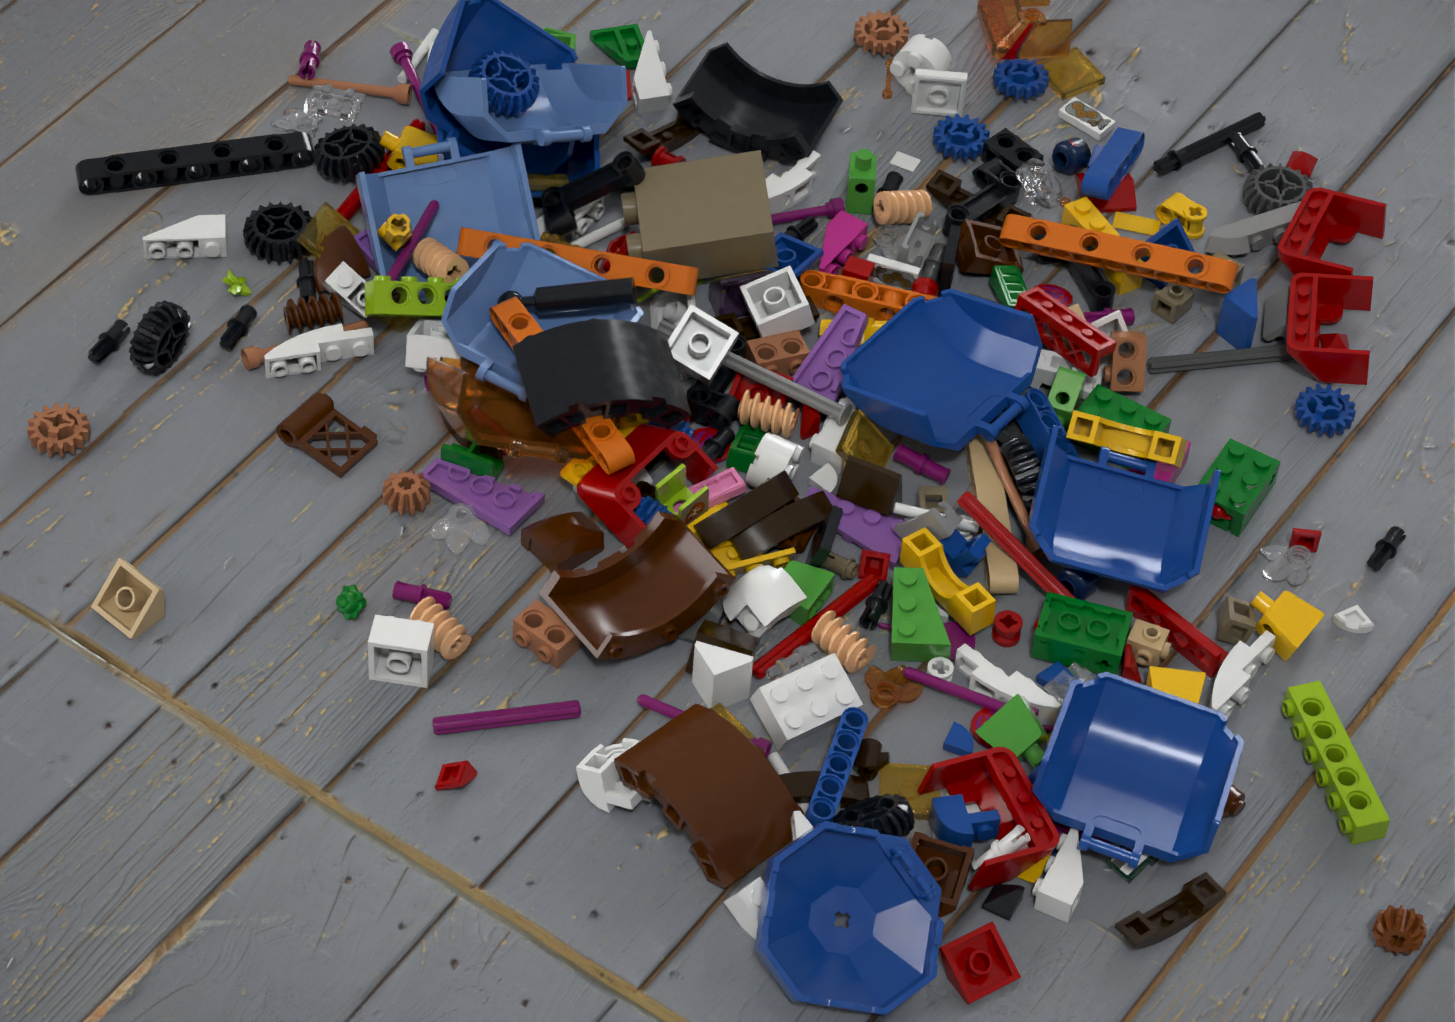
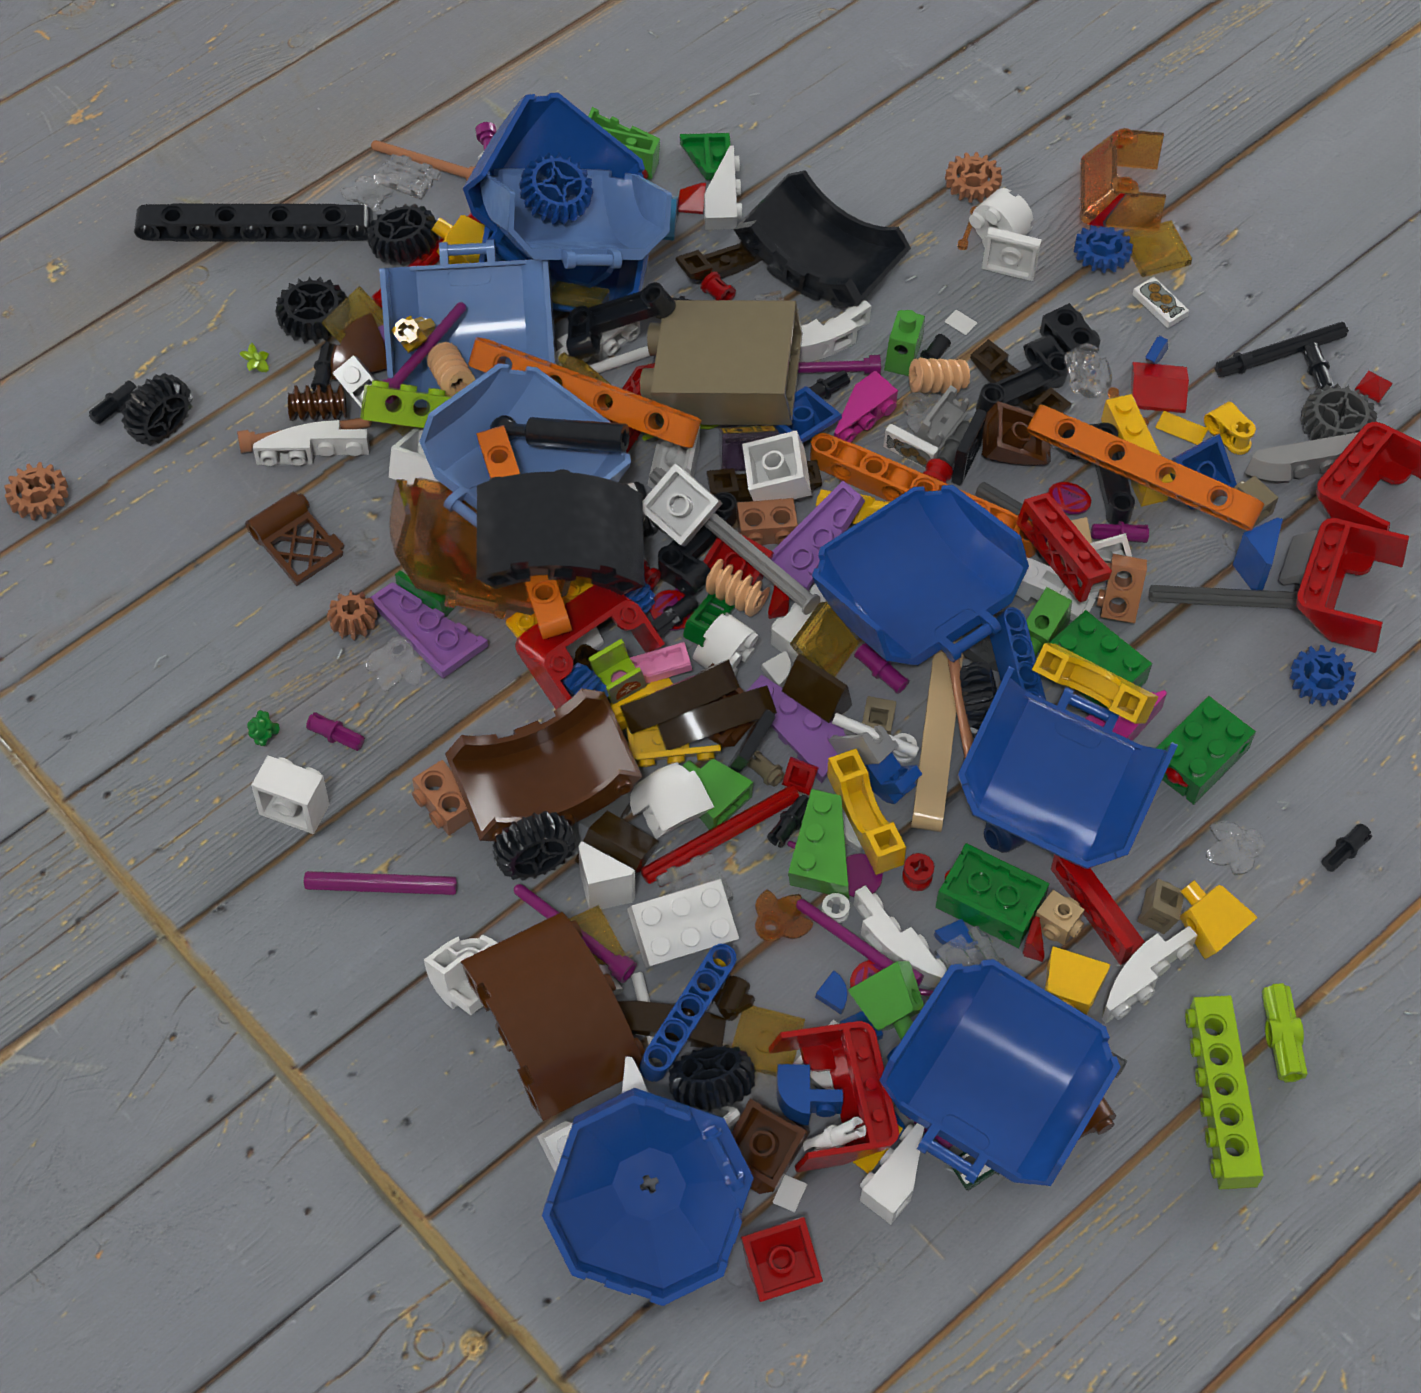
camera: 15 degrees right, 10 degrees up
(130, 600) = (46, 691): tan slope -> none
(189, 239) = (228, 302): white slope -> none
(238, 327) = (242, 406): black axle -> none
(309, 59) = (396, 127): magenta pin -> none
(449, 637) = (339, 773): light nougat piece -> none
(455, 775) = (310, 940): red slope -> none
(563, 540) = (494, 694): reddish brown slope -> none
(649, 656) = (534, 845): none -> black gear
(838, 639) = (739, 861): light nougat piece -> none
(859, 269) = (875, 440): red plate -> none
(960, 137) = (1022, 305): blue gear -> none
(968, 912) = (789, 1193): none -> white sticker
(1004, 900) = (829, 1187): black slope -> none
(1007, 284) = (1026, 479): green slope -> none
(1011, 545) = (947, 787): red axle -> none
(1071, 155) = (1131, 342): dark blue head -> none
(1112, 163) = (1170, 360): blue beam -> none
(1172, 915) = (1000, 1240): dark brown slope -> none
(1177, 297) = (1193, 526): dark tan brick -> none
(1306, 538) = (1262, 823): red slope -> none
(1334, 340) = (1354, 600): red slope -> none
(1353, 620) = (1290, 924): white tile -> none
(1374, 706) = (1284, 1033): none -> lime piece
(1399, 930) = (1240, 1309): dark orange gear -> none

